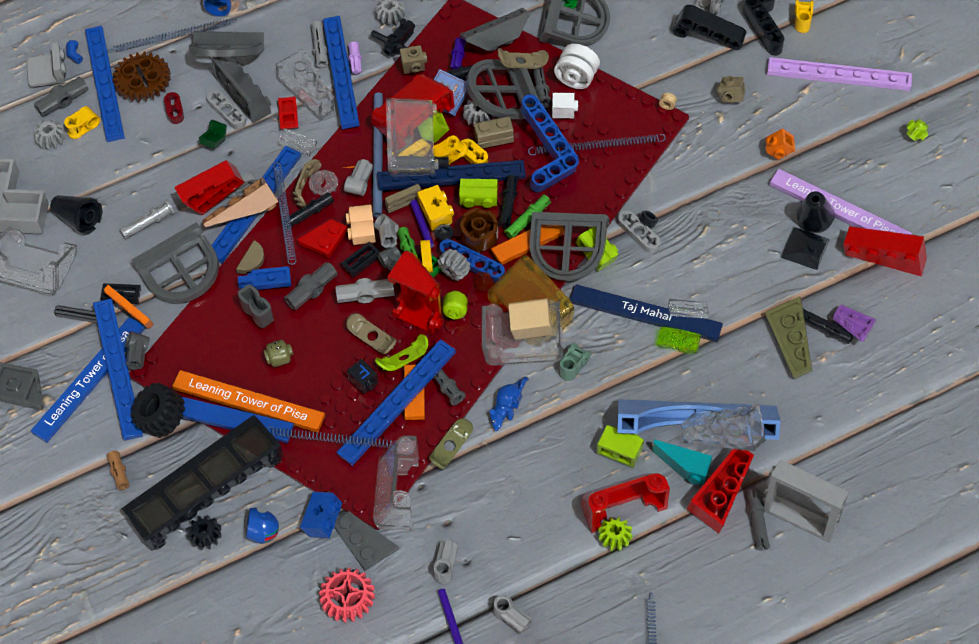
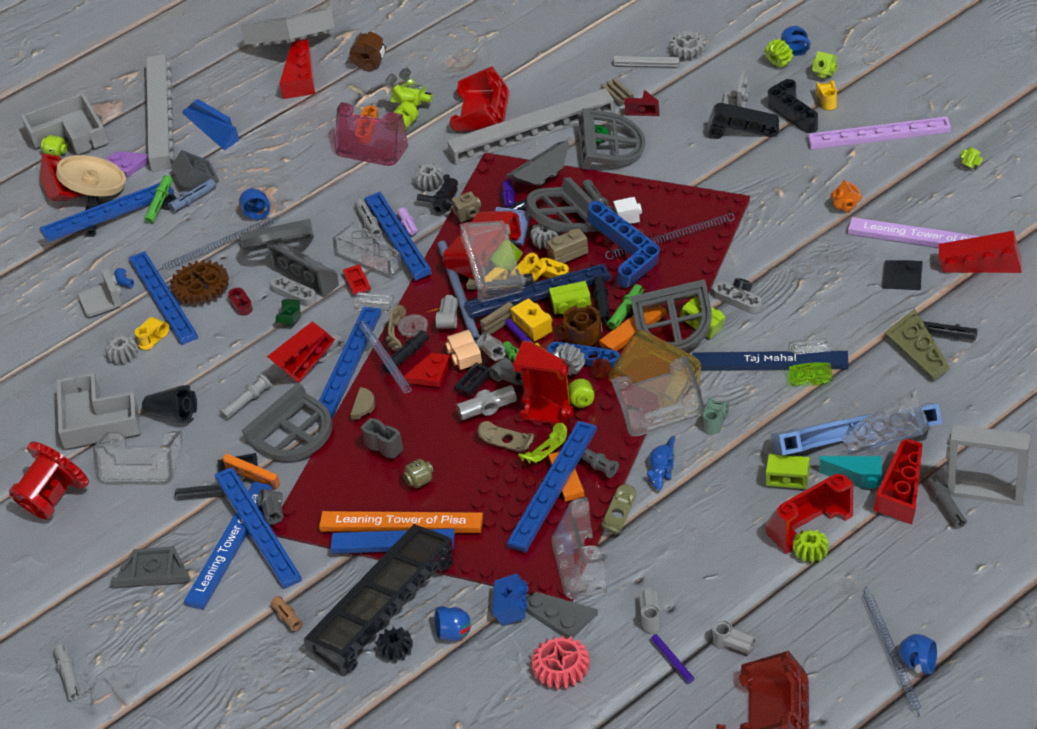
camera: 10 degrees left, 15 degrees down
(61, 96) = (122, 316): dark grey piece -> none
(157, 410) = (312, 548): black tyre -> none
(254, 200) = (349, 352): wedge -> none
(266, 278) = (386, 414): blue hinge -> none
(310, 286) = (430, 411): dark grey piece -> none
(331, 438) = (504, 528): sand blue piece -> none
(362, 376) = (510, 473): black brick -> none
(444, 232) = (547, 338): black tile -> none
(530, 319) = (663, 379): tan slope -> none
(532, 61) = (584, 181): dark tan piece -> none
(577, 66) = (629, 175): white wheel -> none
(668, 101) = (726, 190): tan bush -> none
(731, 89) = (783, 164): dark tan brick -> none
(815, 213) = (901, 239): black cone -> none
(854, 322) = (973, 319): medium lavender wing -> none

